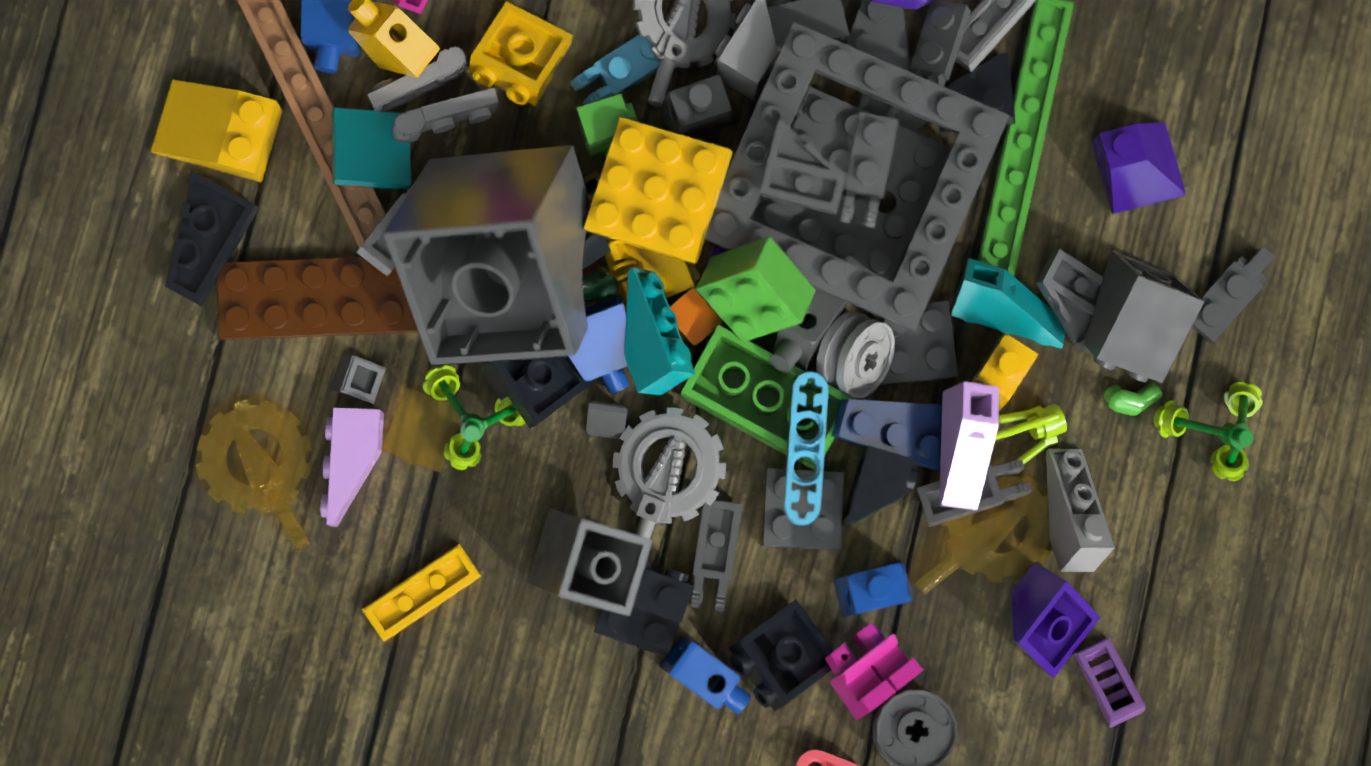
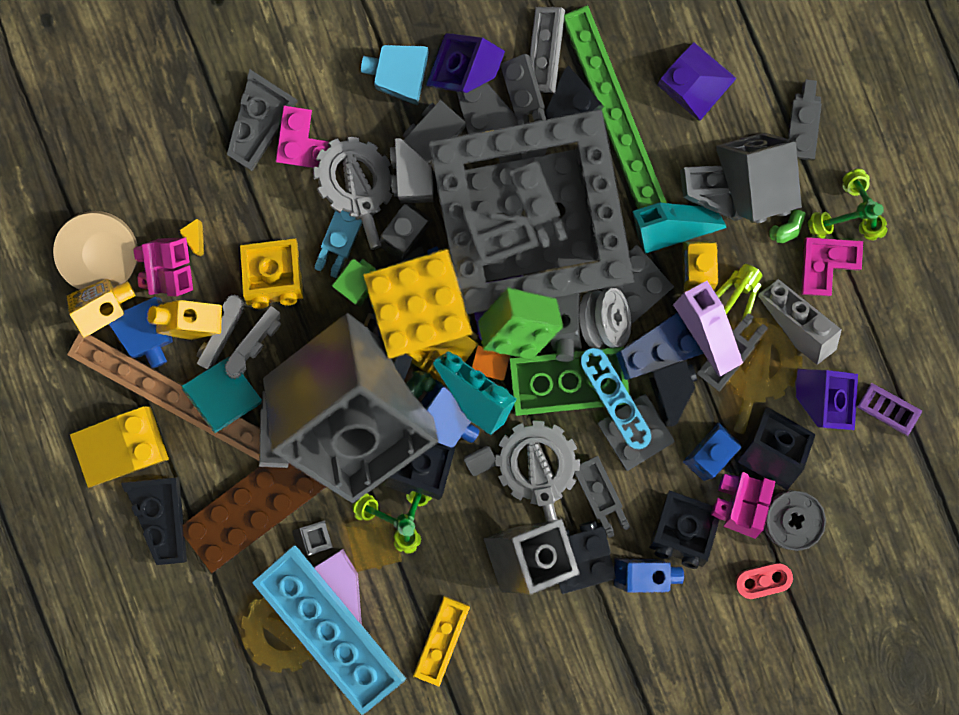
camera: 20 degrees left, 5 degrees up
(304, 488) = (329, 630): none -> medium azure plate
(950, 636) = (777, 448): none -> black slope
(1150, 457) = (822, 257): none -> dark pink plate

